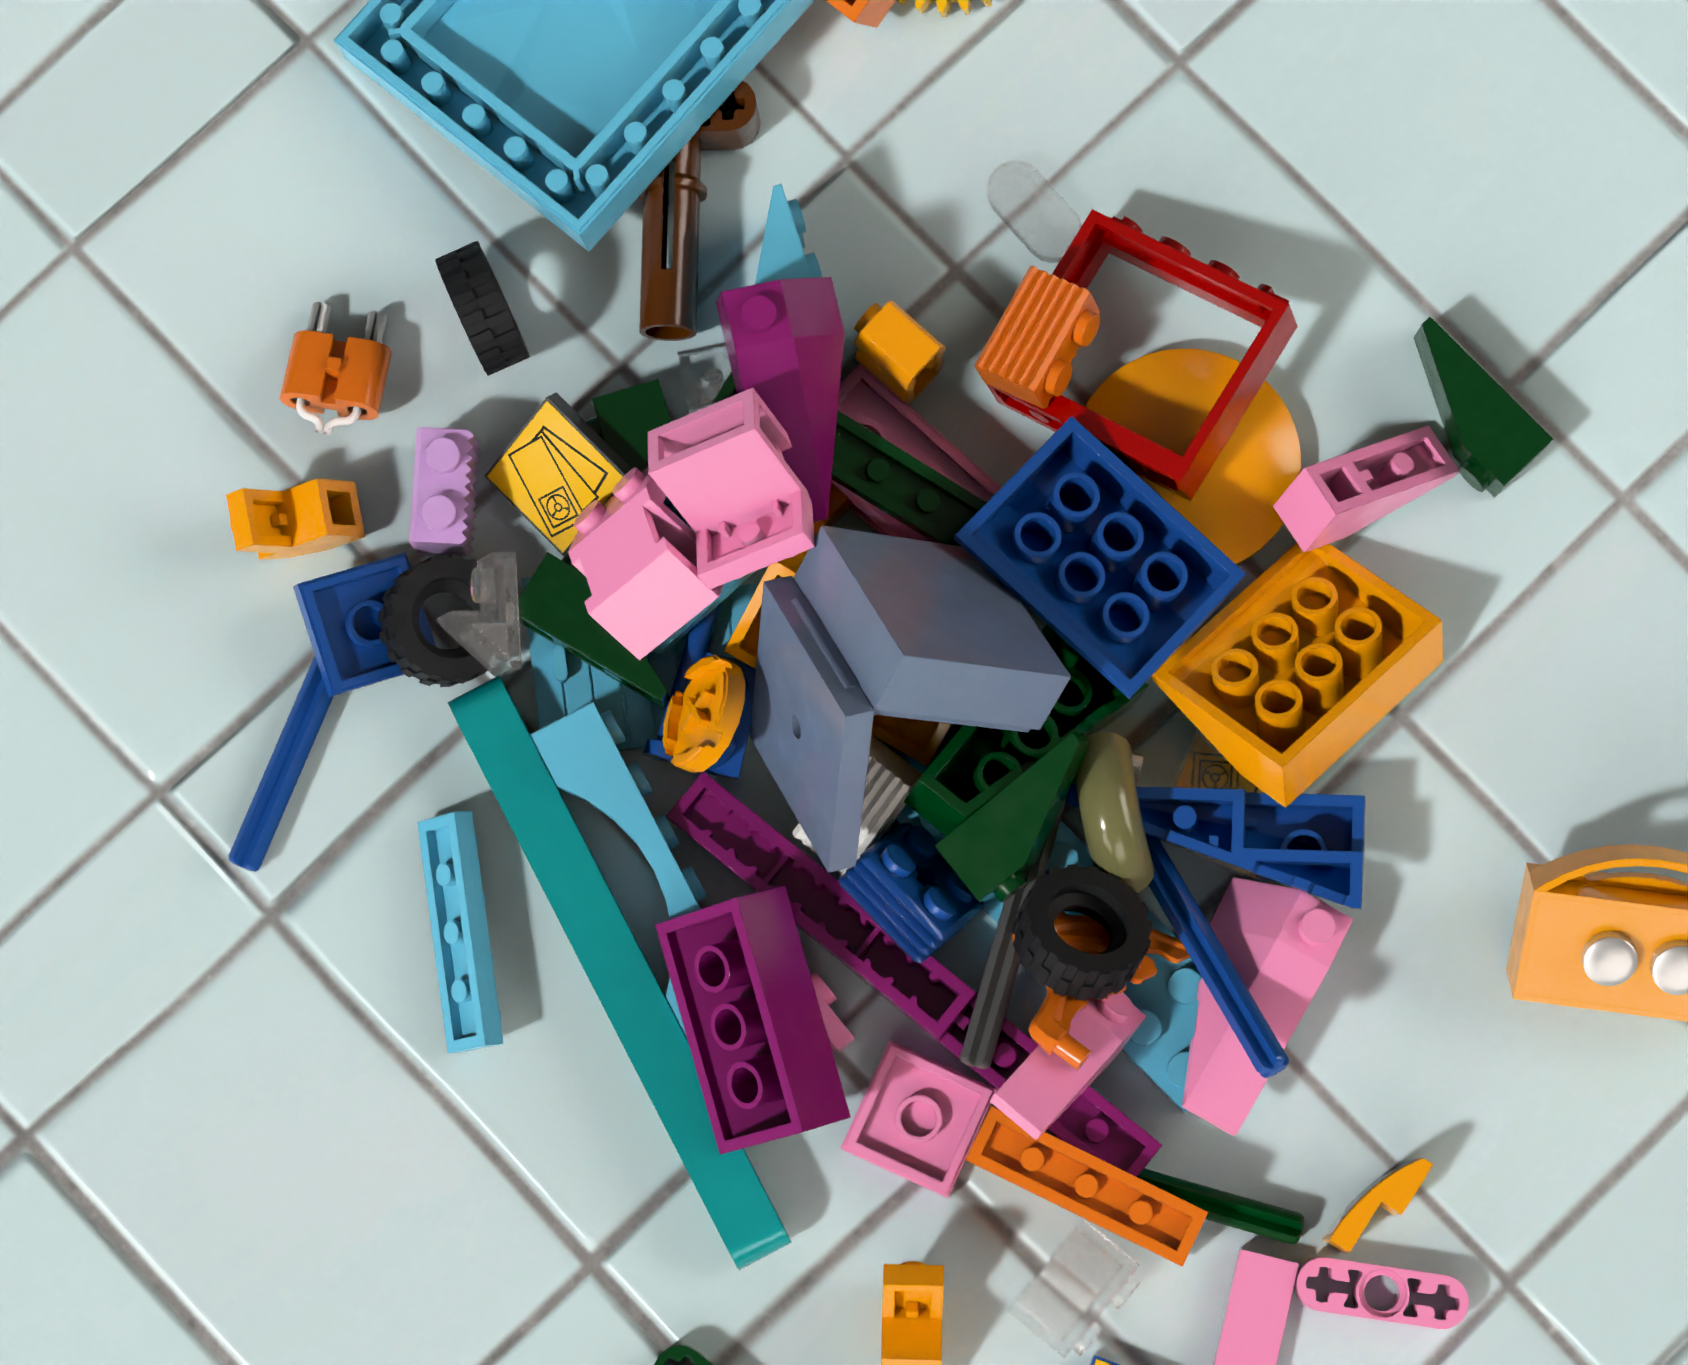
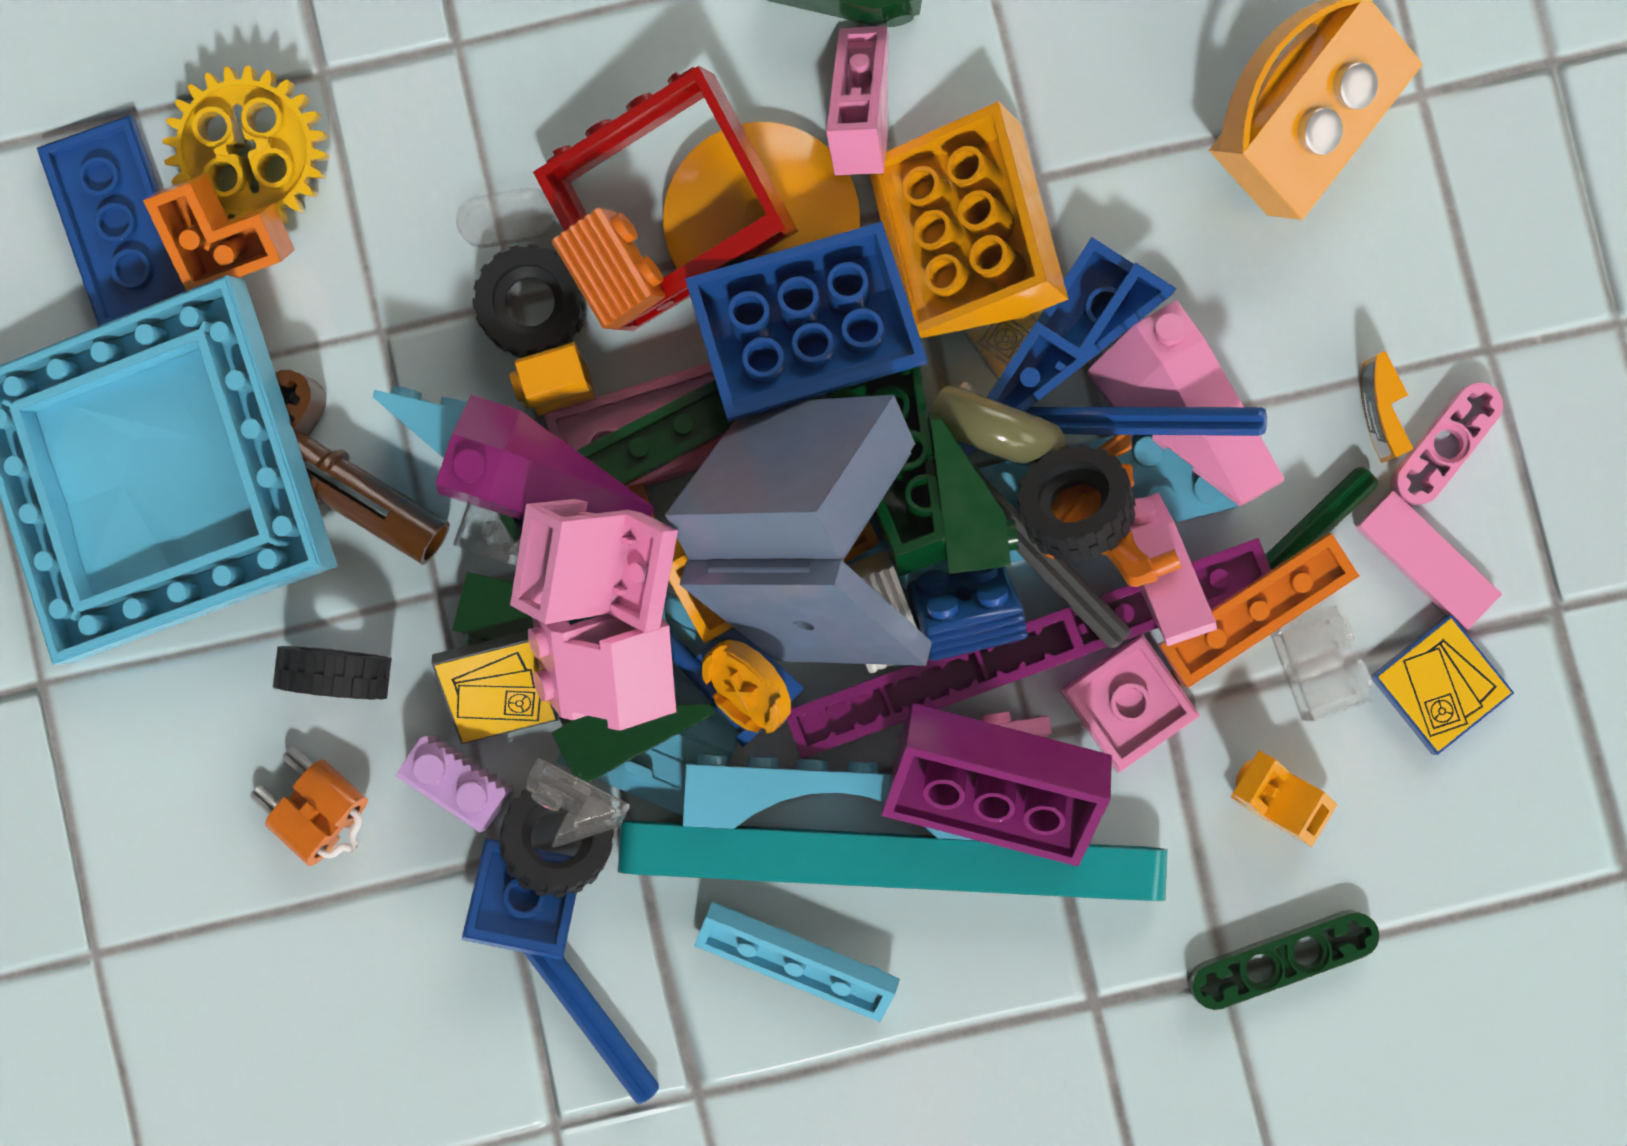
camera: 65 degrees left, 5 degrees up
(295, 520) = (409, 907): light orange brick -> none
(942, 244) = (493, 288): none -> black tyre

